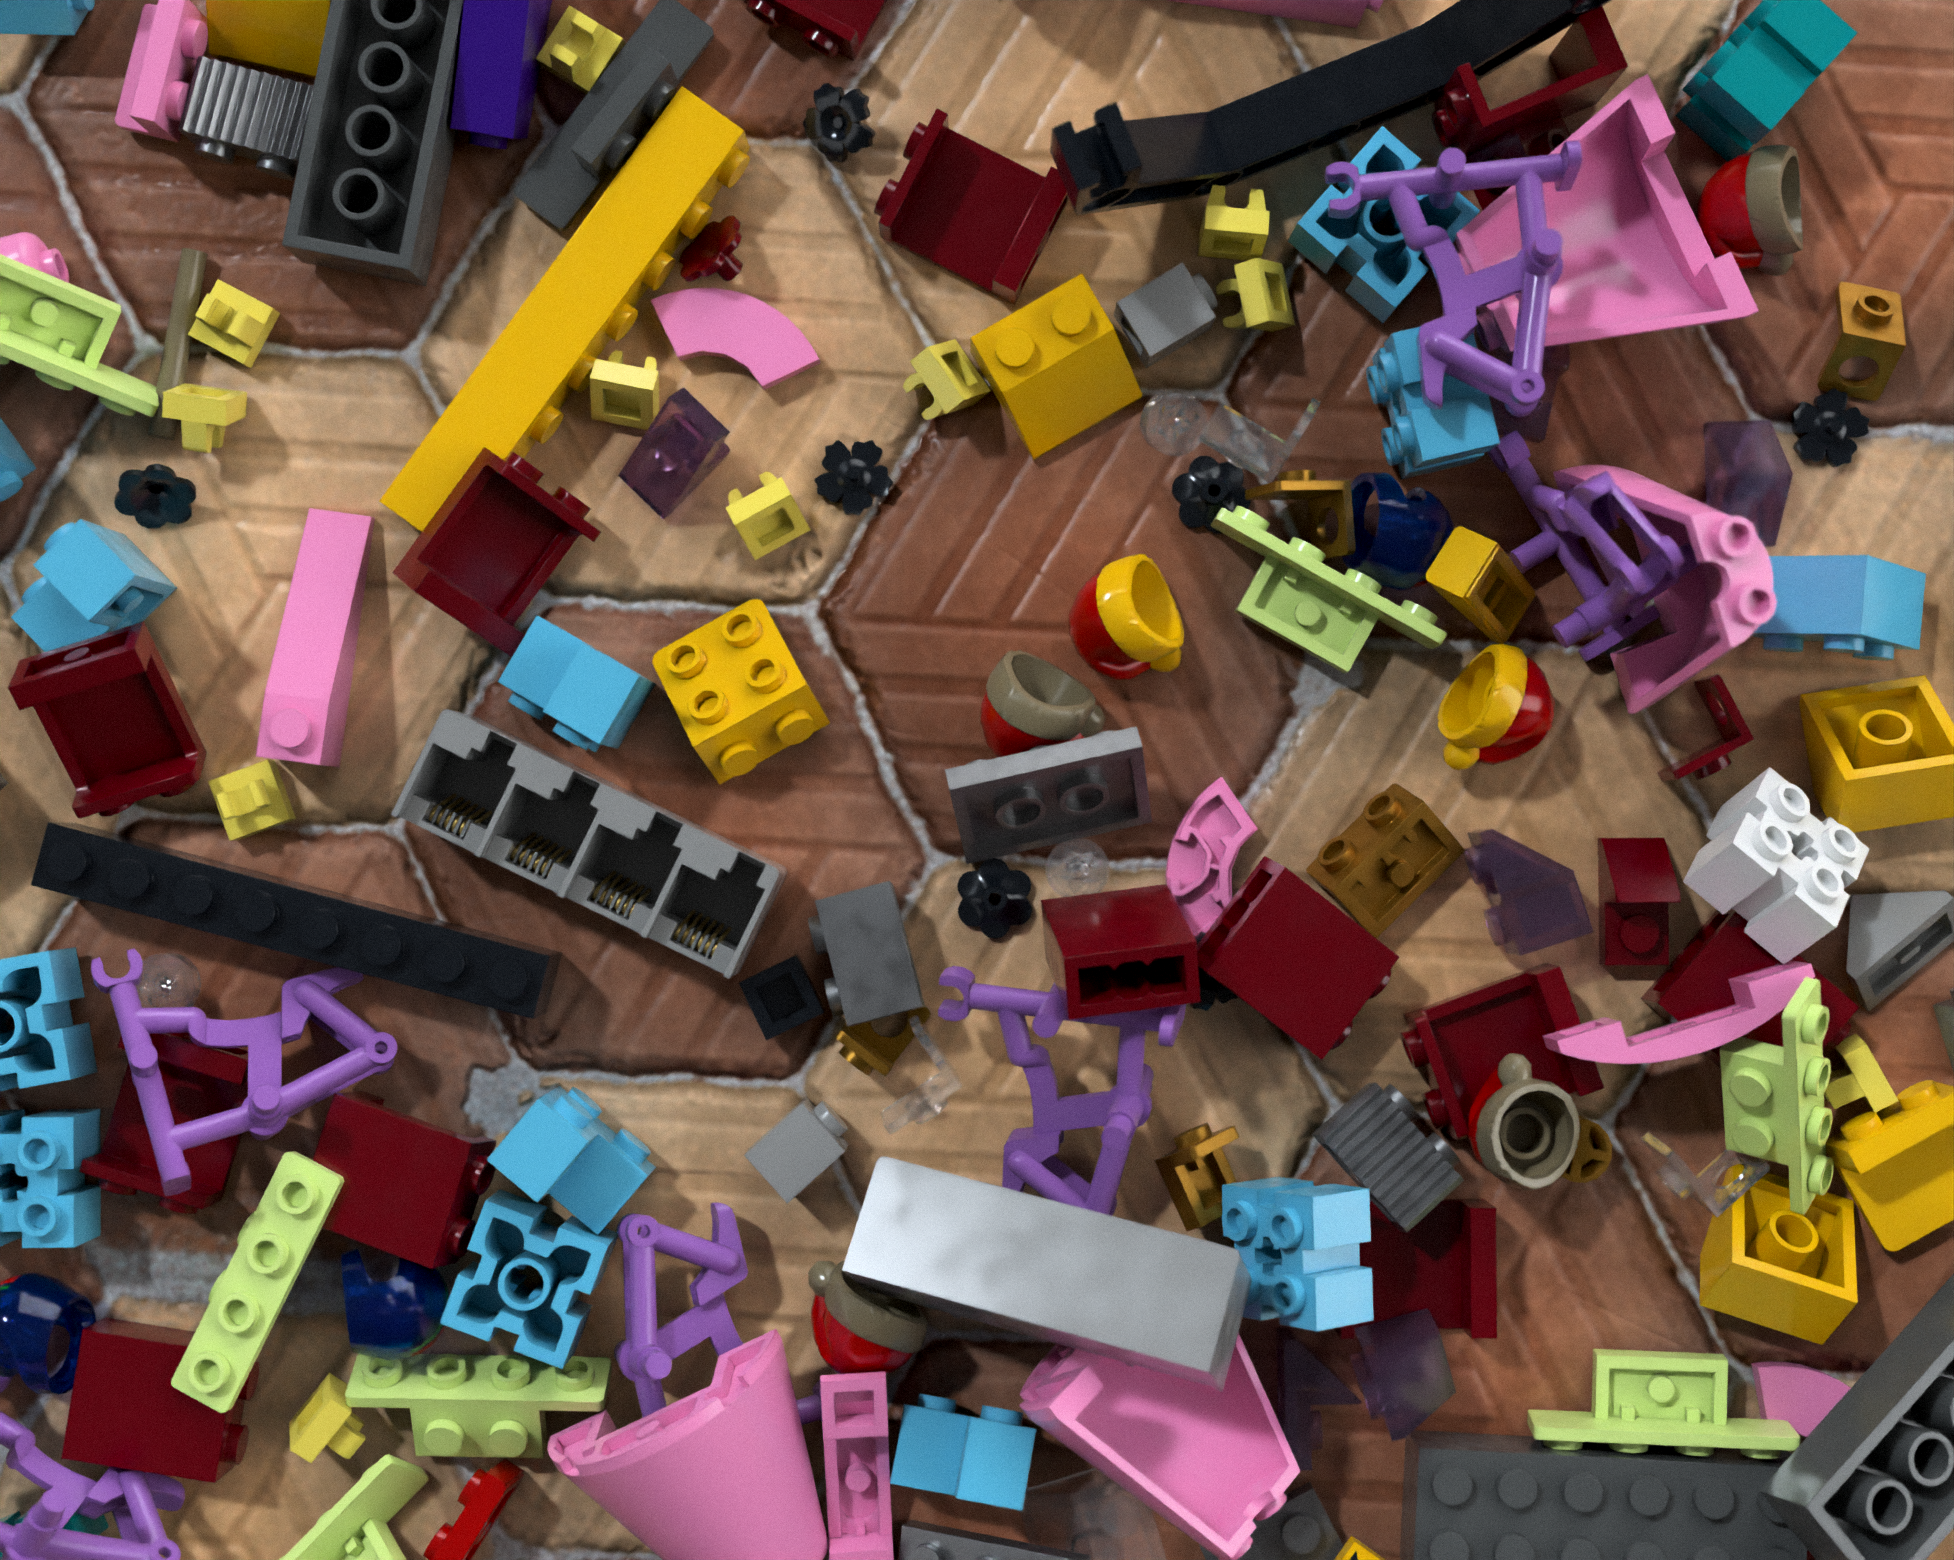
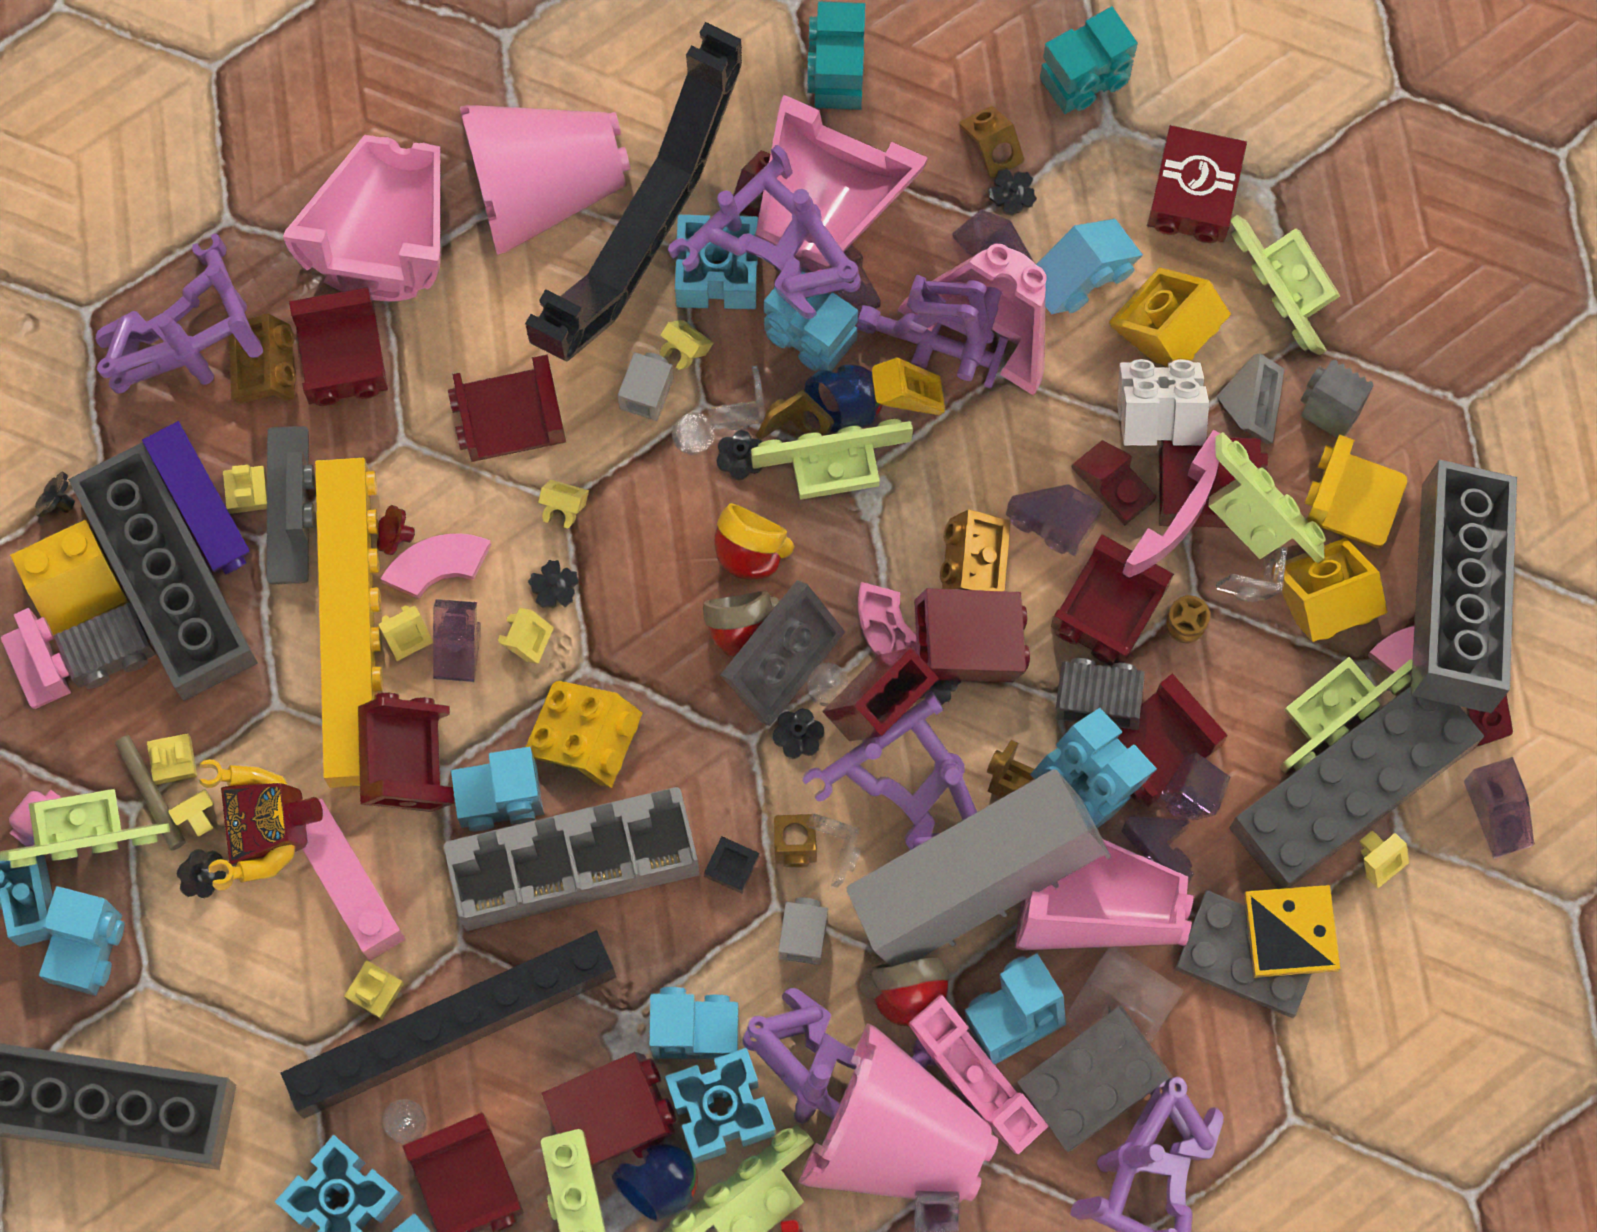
camera: 40 degrees left, 15 degrees down
(89, 586) = (211, 946): medium azure brick -> none
(112, 719) = (271, 998): dark red panel -> none
(267, 1102) = (509, 1115): medium lavender piece -> none
(268, 494) = (261, 820): none -> torso
(838, 123) = (406, 421): black plant -> none
(866, 954) = (757, 806): flat silver brick -> none
(1056, 366) = (612, 451): yellow slope -> none
(1234, 231) = (646, 321): light yellow tile -> none
(1495, 709) = (966, 441): yellow piece -> none
(1523, 1126) = (1148, 619): dark tan piece -> none
(1586, 67) = (753, 118): dark red panel -> none
(1730, 725) = (1088, 362): dark red bracket -> none
(1755, 209) = (889, 117): piece -> none
(1858, 1077) = (1292, 472): light yellow tile -> none

